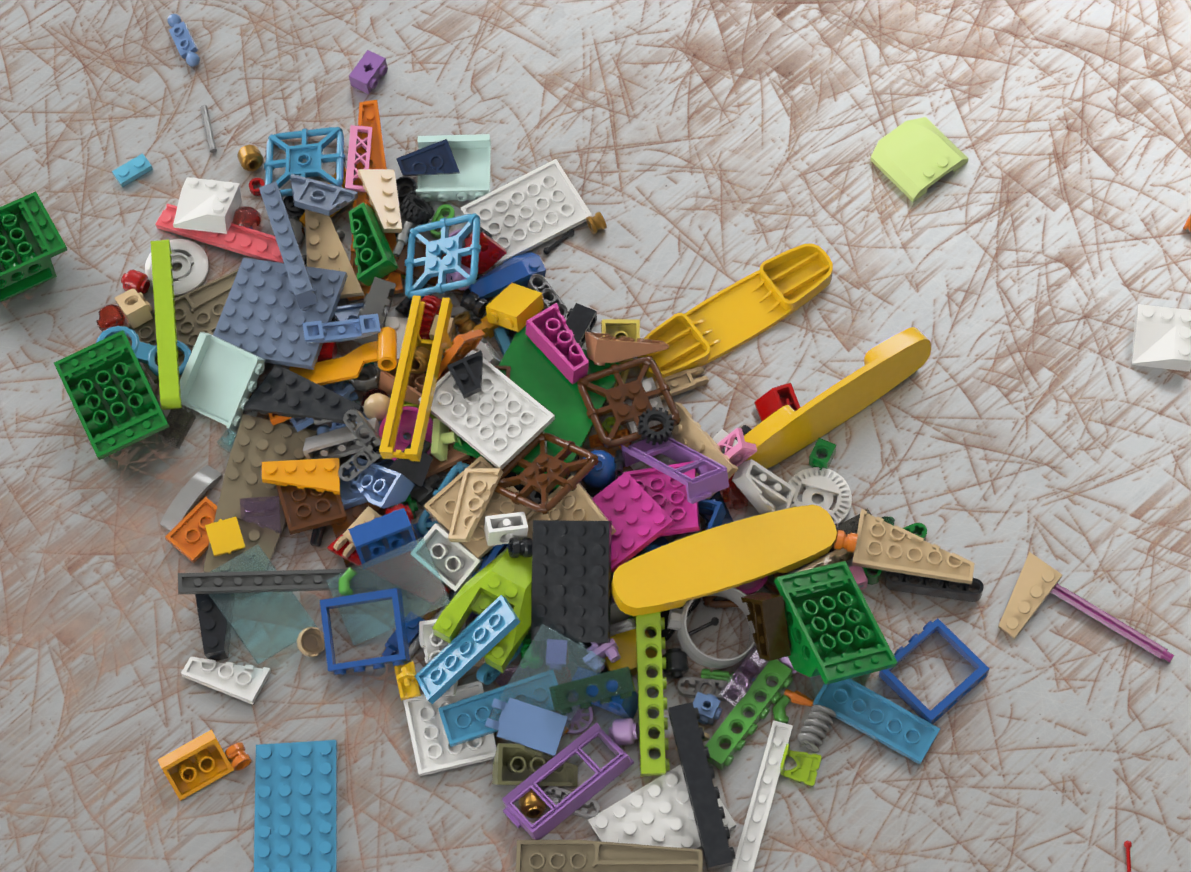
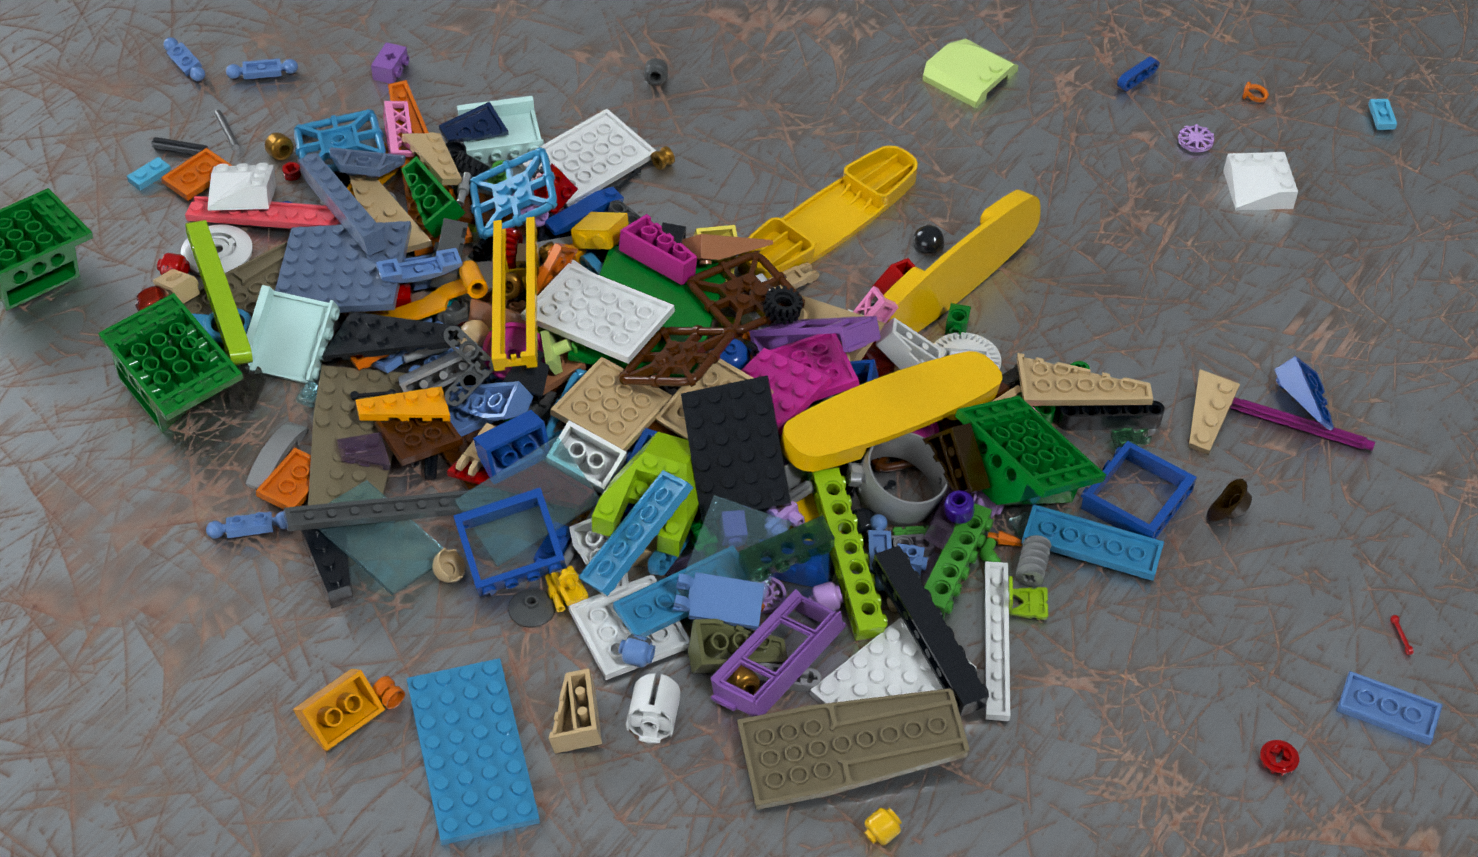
camera: 20 degrees left, 15 degrees down
(154, 568) = (246, 525): none -> medium blue plate
(164, 143) = (177, 146): none -> black axle
(167, 180) = (193, 175): none -> orange plate
(225, 536) = (326, 478): yellow piece -> none
(234, 680) = (358, 618): white wing -> none
(246, 216) = (287, 192): clear red hair -> none
(251, 61) = (262, 69): none -> medium blue plate
(264, 452) = (355, 395): none -> black hinge
(344, 582) = (476, 495): bright green arm -> none
(378, 700) = (531, 614): none -> dark grey dish
(387, 808) = (577, 714): none -> tan wedge
(393, 684) = (554, 594): none -> yellow bar
(448, 759) = (637, 650): none -> medium blue head
(450, 814) = (643, 711): none -> white cylinder
(468, 374) = (570, 281): black wing -> none
(472, 501) = (605, 393): tan wing -> none
(474, 303) = (557, 233): black wheel -> none
(502, 527) = (649, 412): white brick -> none
(520, 547) = (669, 429): black wheel -> none
(613, 117) = (655, 71): none -> dark grey head
(682, 686) = (878, 541): none -> medium blue plate
(760, 664) = (959, 507): none -> dark purple head
(822, 356) = (928, 239): none -> black hair
(845, 541) = (1012, 382): orange wheel -> none
(943, 611) = (1121, 436): none -> clear green plate
(1015, 698) = (1232, 502): none -> dark brown piece
(1084, 186) = (1138, 74): none -> blue beam
(1118, 273) = (1196, 138): none -> lavender wheel
(1125, 584) = (1305, 387): none -> wedge

